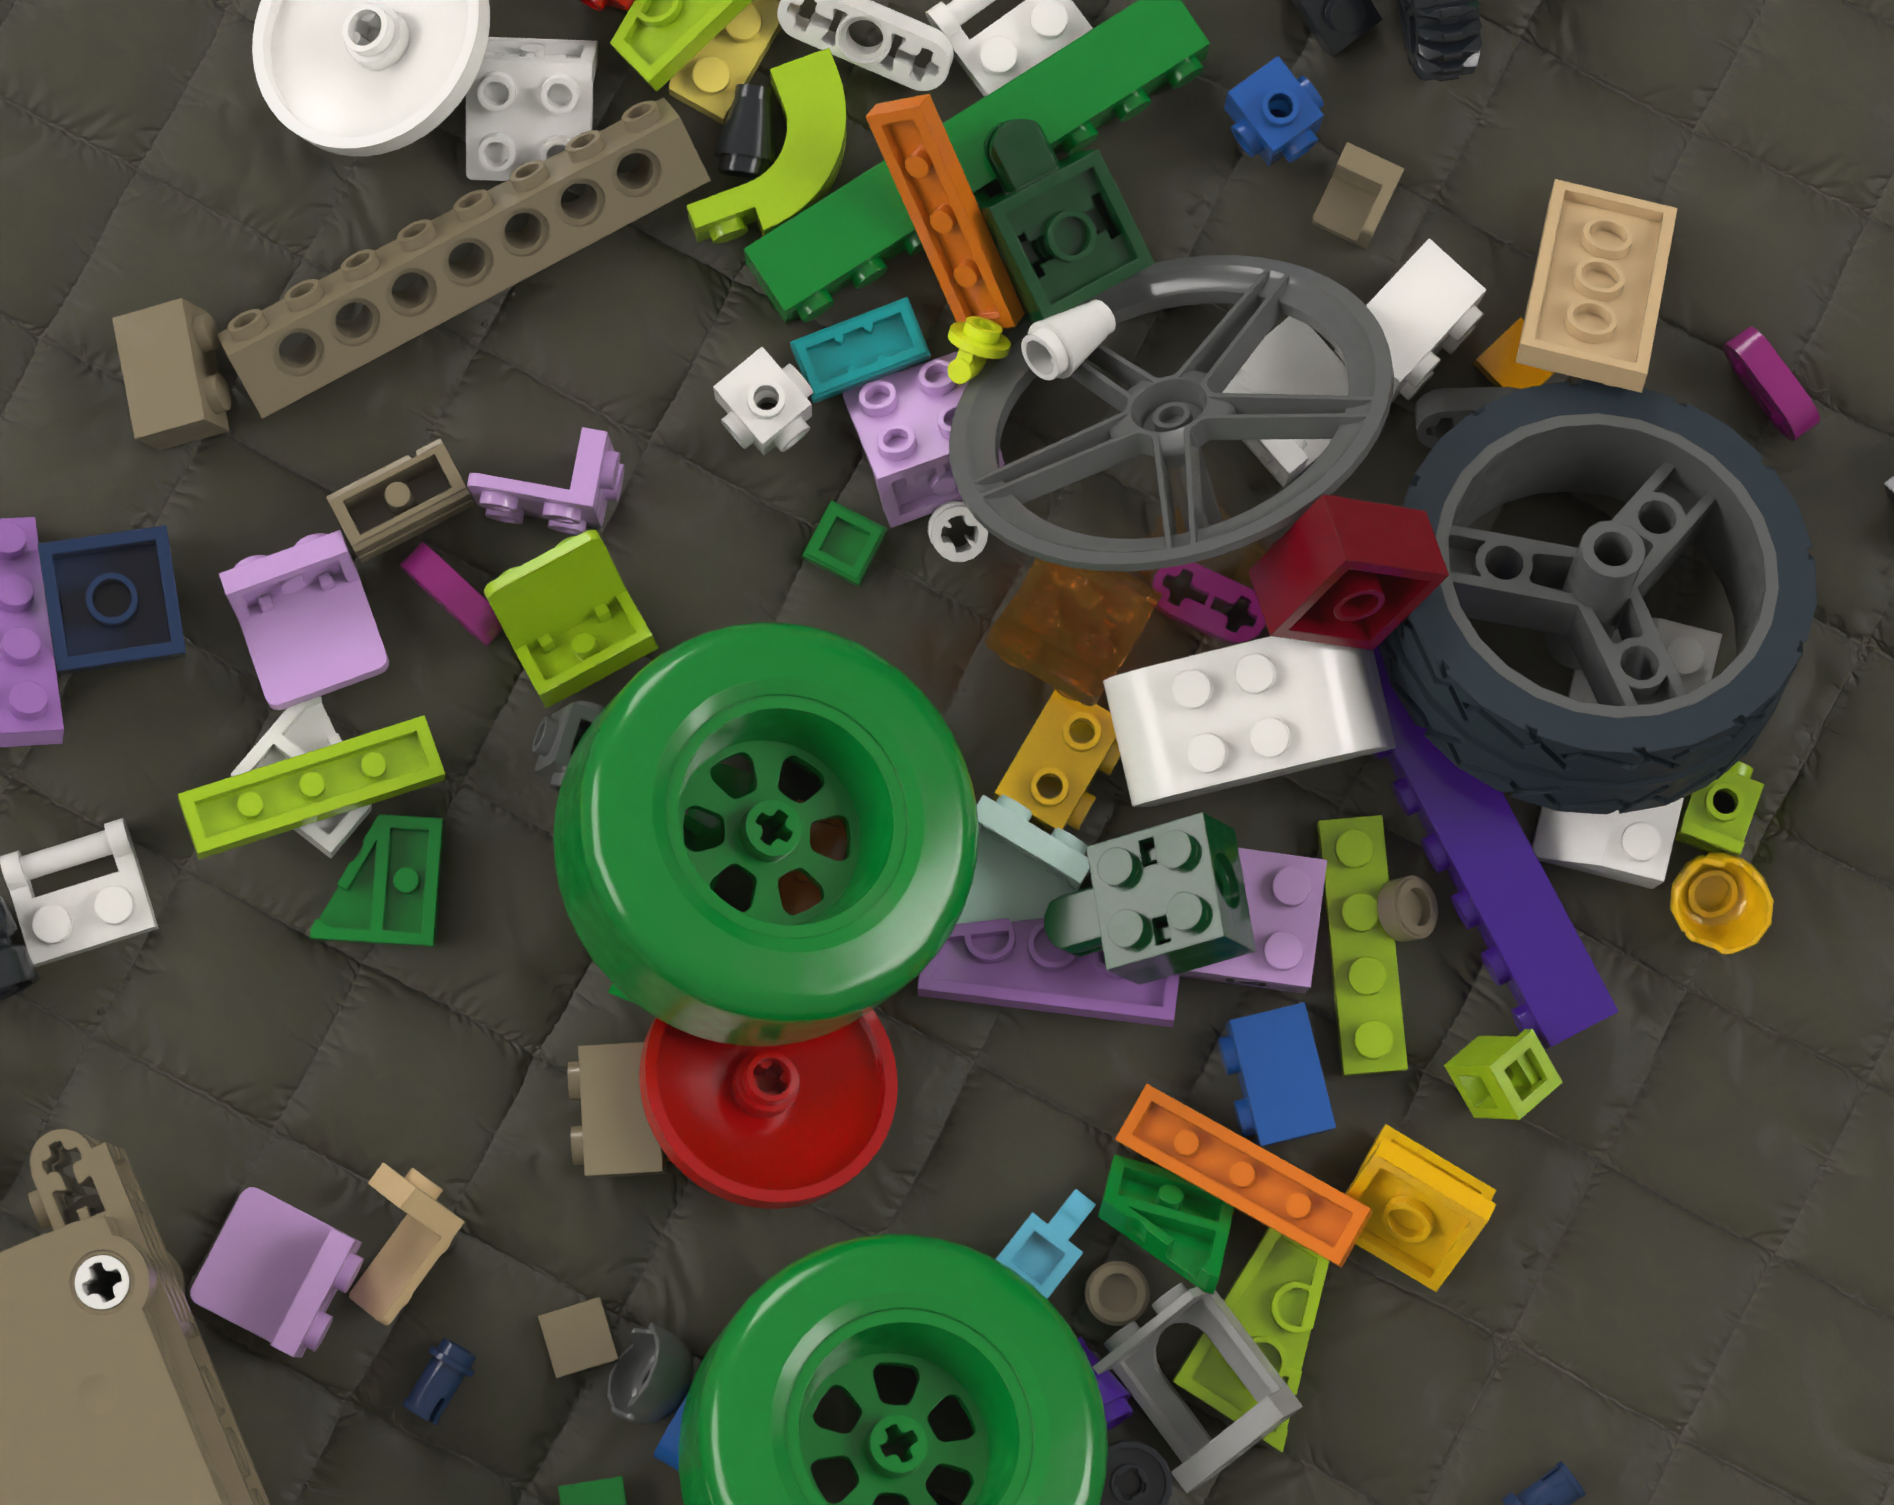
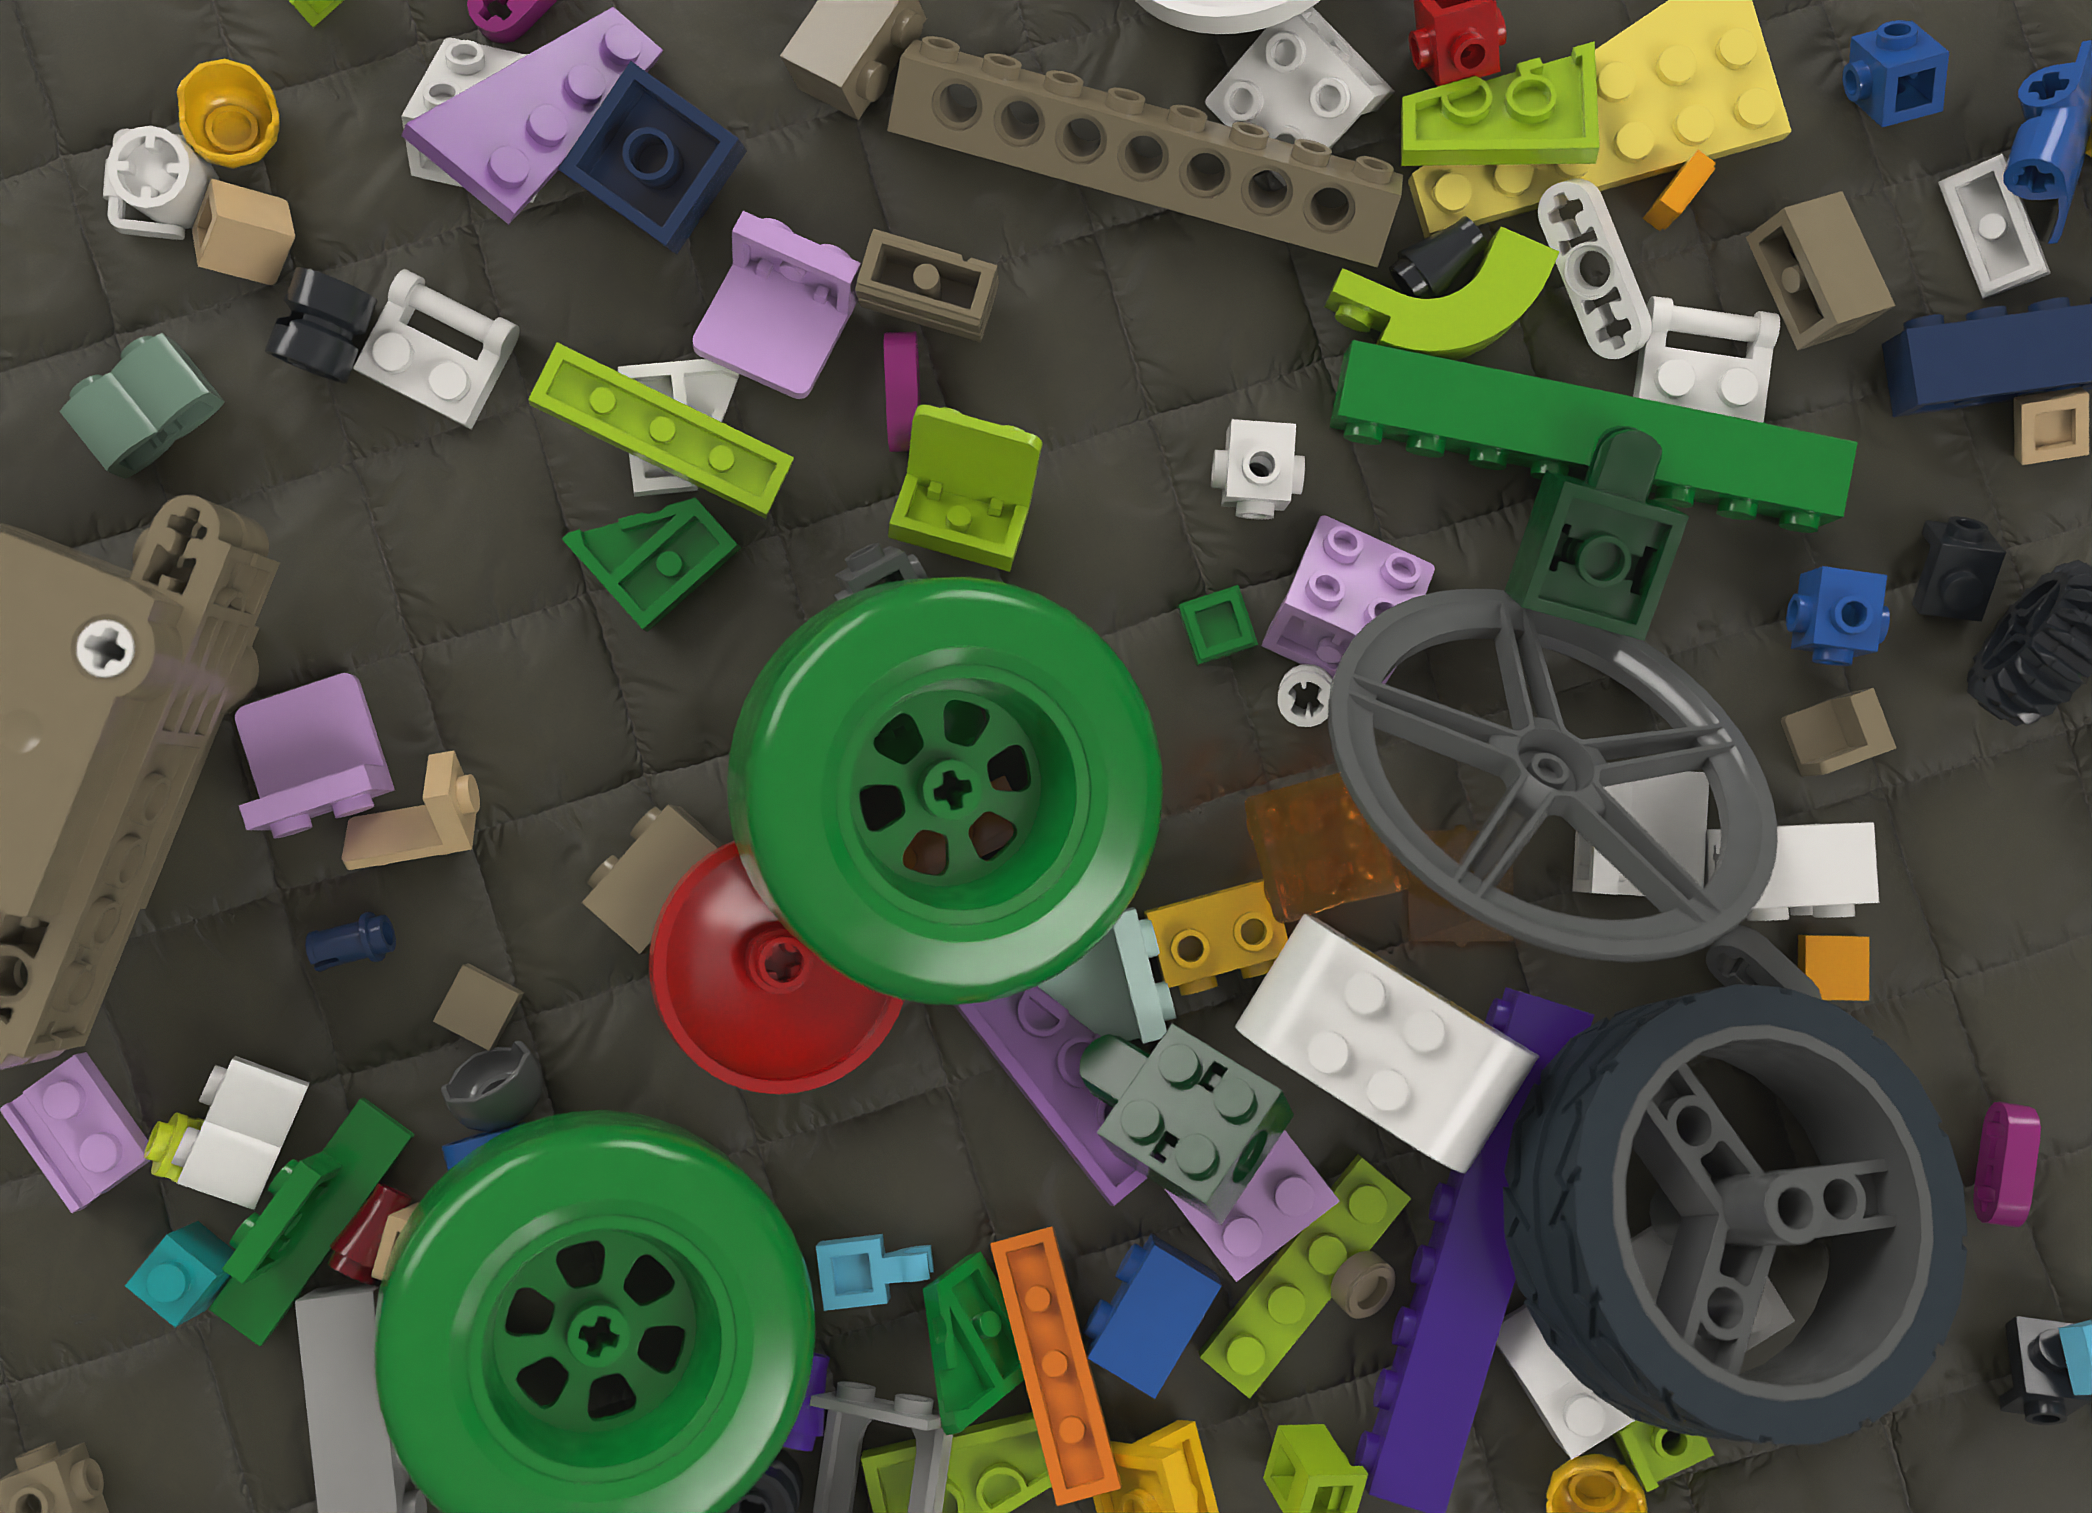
camera: 50 degrees right, 5 degrees up
(594, 482) = (1075, 406): lavender bracket -> none
(860, 350) = (1365, 496): teal plate -> none
(944, 210) = (1527, 452): orange plate -> none
(977, 340) = (1457, 571): neon yellow plate -> none
(1065, 340) = (1522, 634): white cone -> none
(1117, 1293) = (886, 1350): dark tan tile -> none
(1202, 617) = (1424, 937): magenta beam -> none
(1348, 572) = (1575, 1030): dark red brick -> none
(1597, 286) = (1957, 978): tan plate -> none

